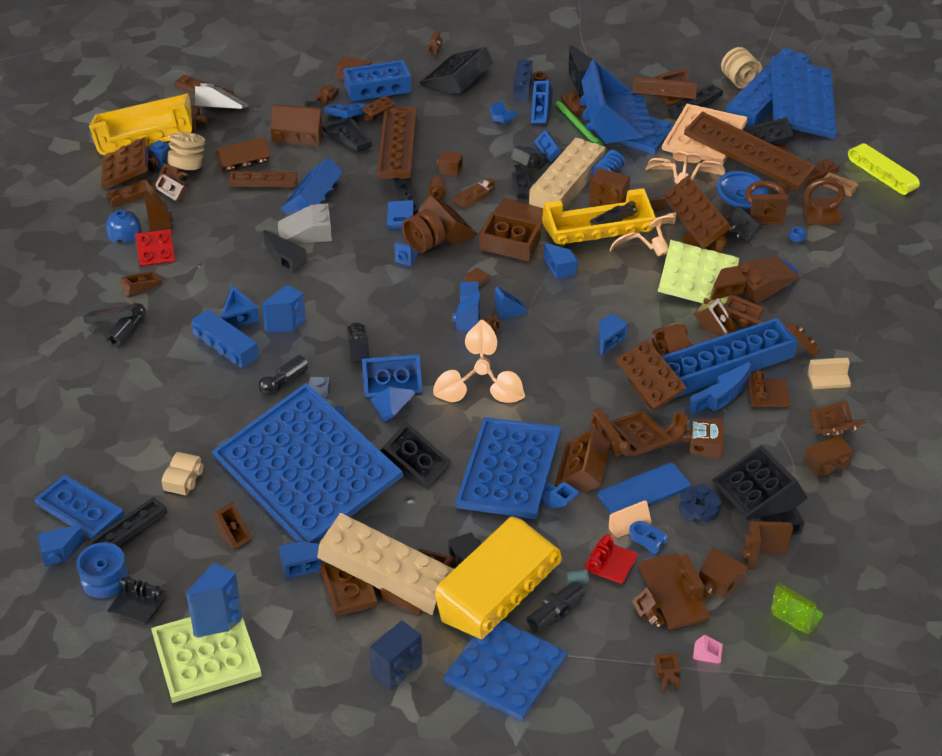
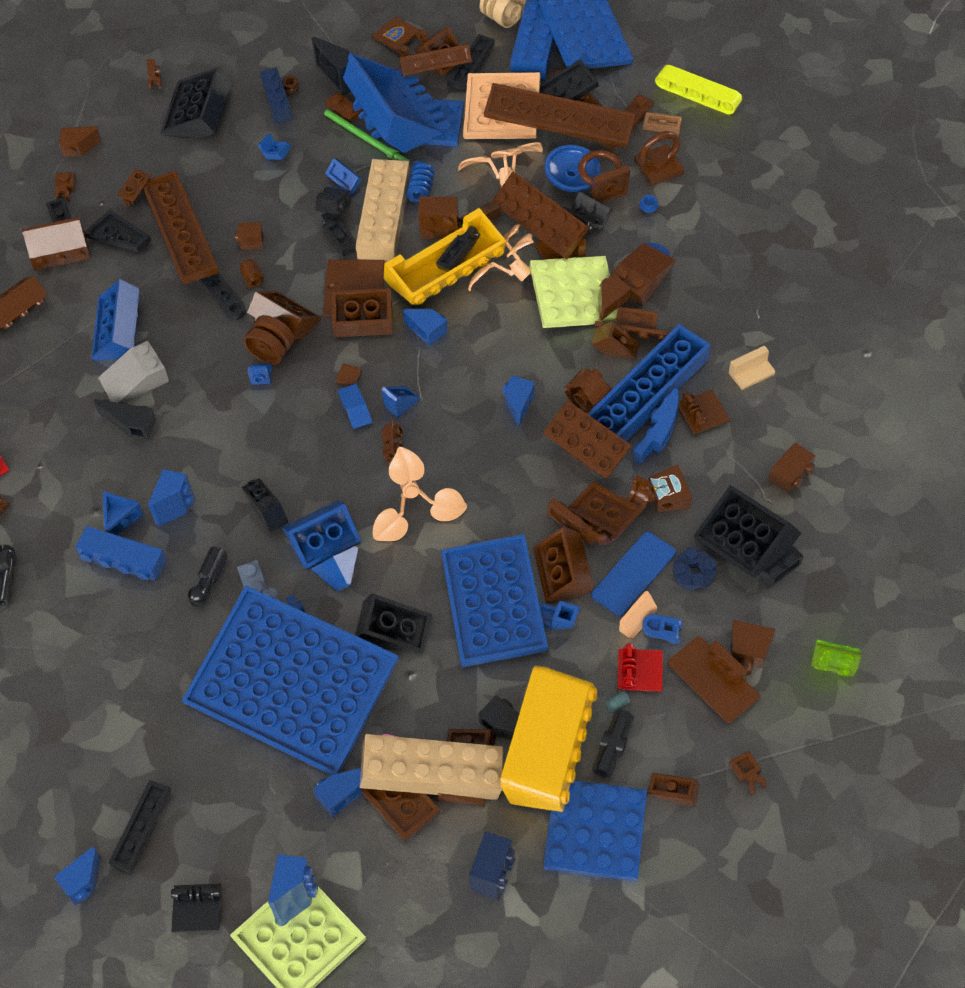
camera: 20 degrees left, 15 degrees up
(79, 505) = (76, 822): blue plate -> none
(101, 569) = (144, 890): blue wheel -> none
(182, 473) = (163, 739): tan brick -> none
(231, 526) = (251, 783): reddish brown slope -> none
(262, 179) = (53, 327): reddish brown plate -> none
(345, 111) = (100, 203): blue plate -> none
(374, 76) = (115, 149): blue brick -> none
(398, 212) = (228, 318): blue piece -> none
(467, 313) = (365, 428): blue slope -> none
(475, 193) = (294, 266): reddish brown hinge -> none
(541, 102) = (310, 120): blue slope -> none
(594, 661) = (674, 788): none -> reddish brown slope
(644, 68) = (397, 34): none -> reddish brown flag
(647, 605) = (698, 707): reddish brown plate -> none
(708, 650) = (772, 732): bright pink slope -> none
(765, 538) = (774, 590): reddish brown bracket -> none
(798, 332) = (707, 335): reddish brown plate -> none
(834, 419) = (782, 424): reddish brown bracket -> none

